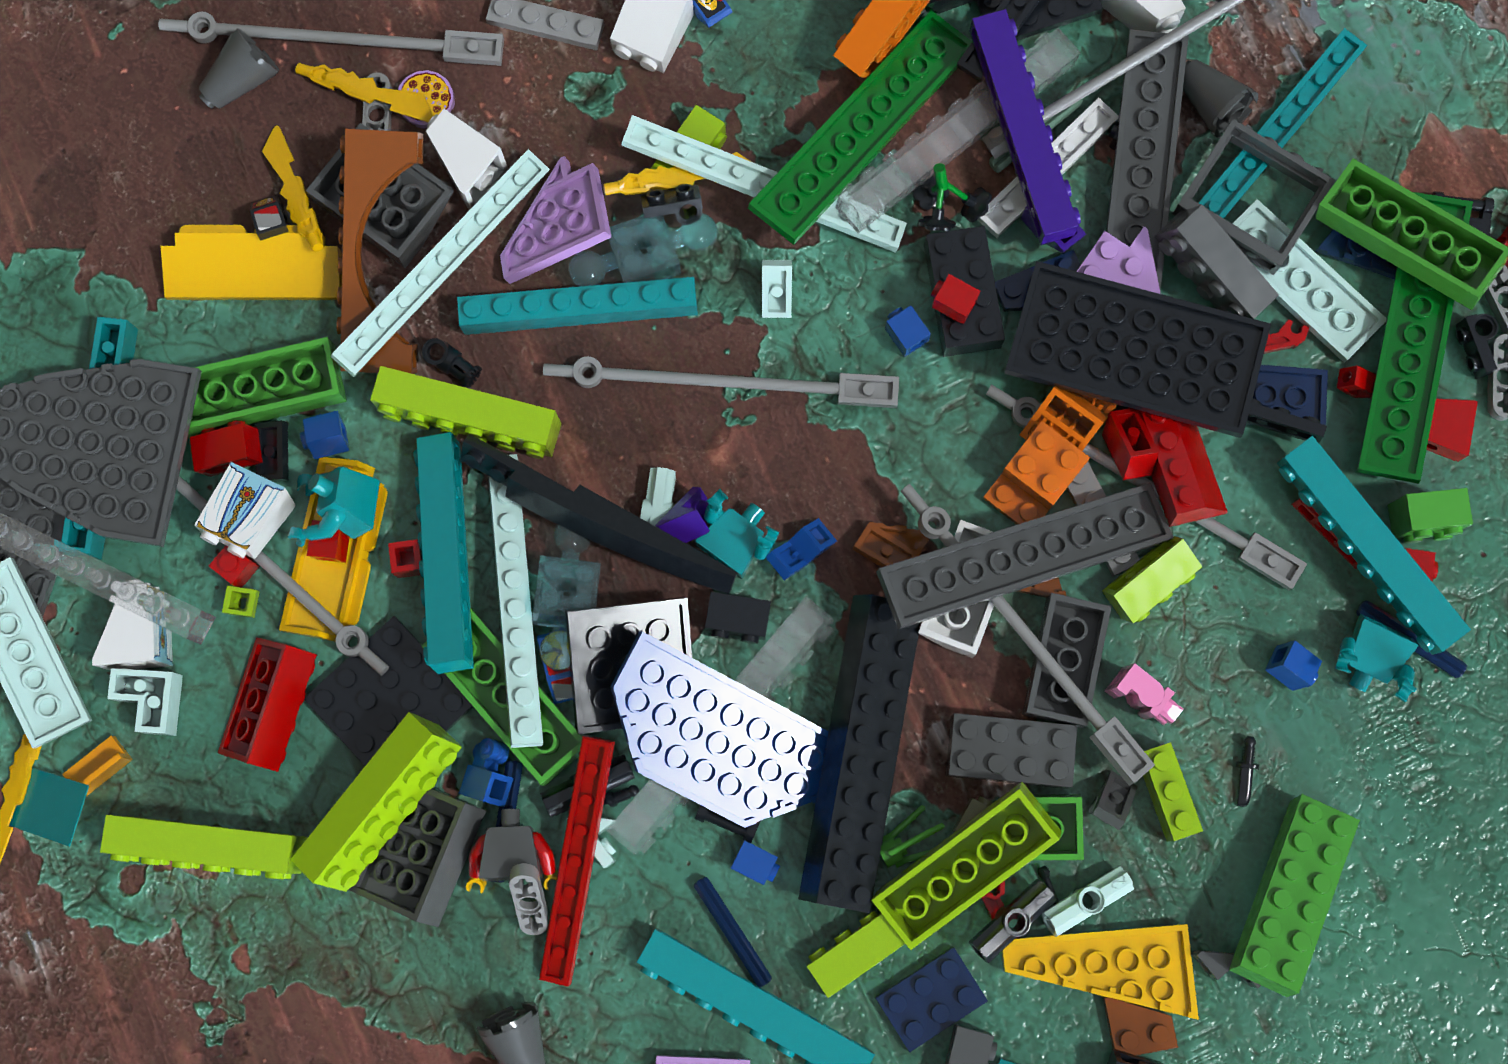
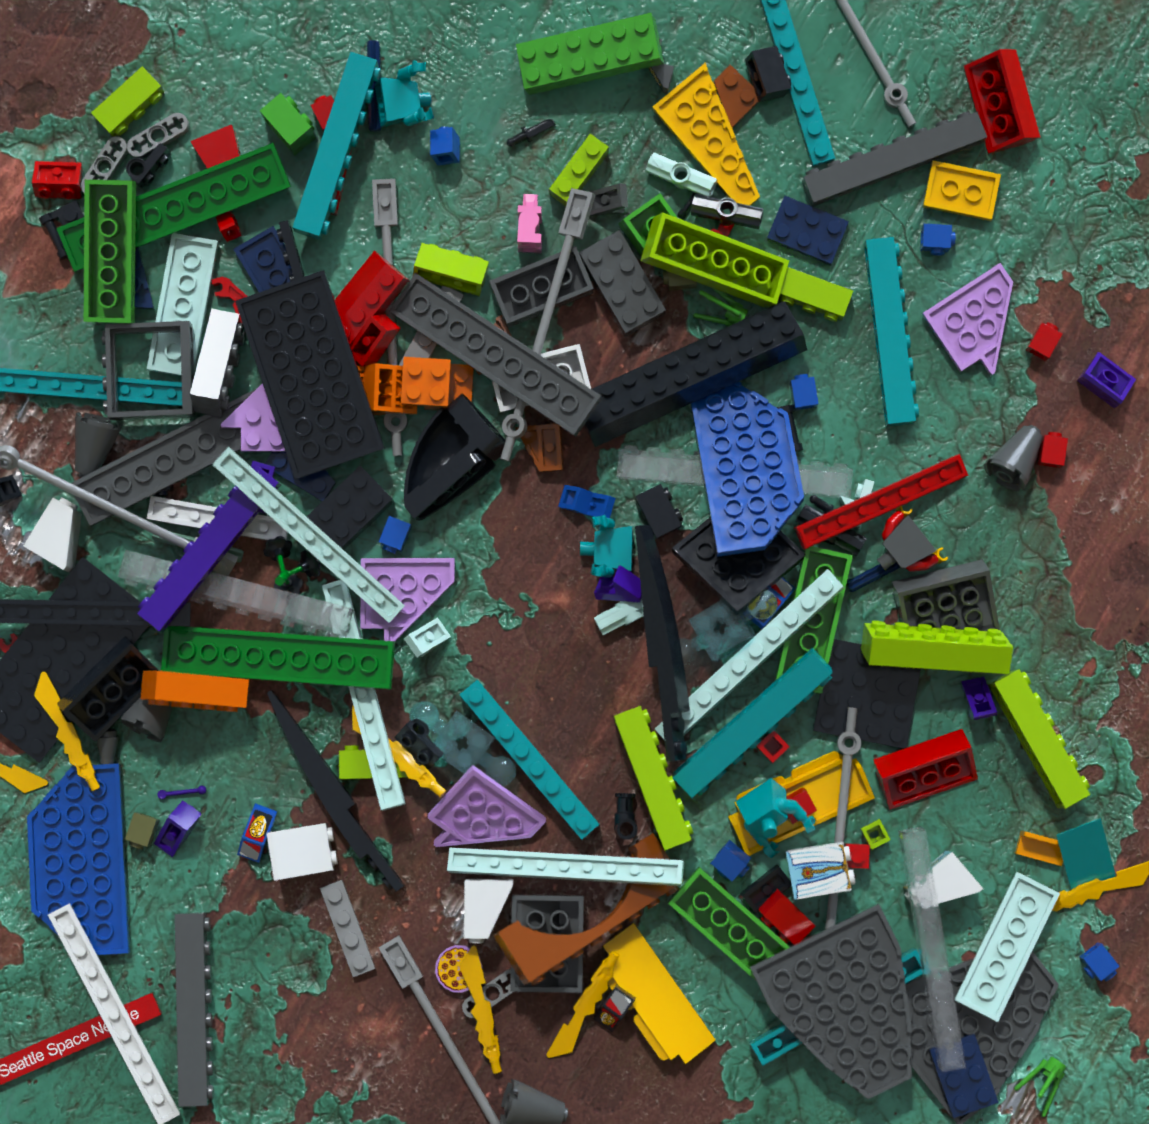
camera: 125 degrees left, 5 degrees up
(156, 696) = (970, 844): light aqua brick -> none
(293, 811) = (978, 698): none -> dark purple slope
(482, 778) = (874, 597): blue brick -> none
(532, 890) = (927, 517): light grey beam -> none
(683, 91) = (333, 794): none -> black slope
(732, 932) = (854, 378): dark blue axle -> none
(843, 297) = (413, 582): none -> lavender wing
(851, 389) = (460, 544): light grey bar -> none
(949, 438) = (450, 457): none -> black panel
(954, 298) = (358, 512): red brick -> none
(969, 229) = (308, 534): none -> light aqua plate

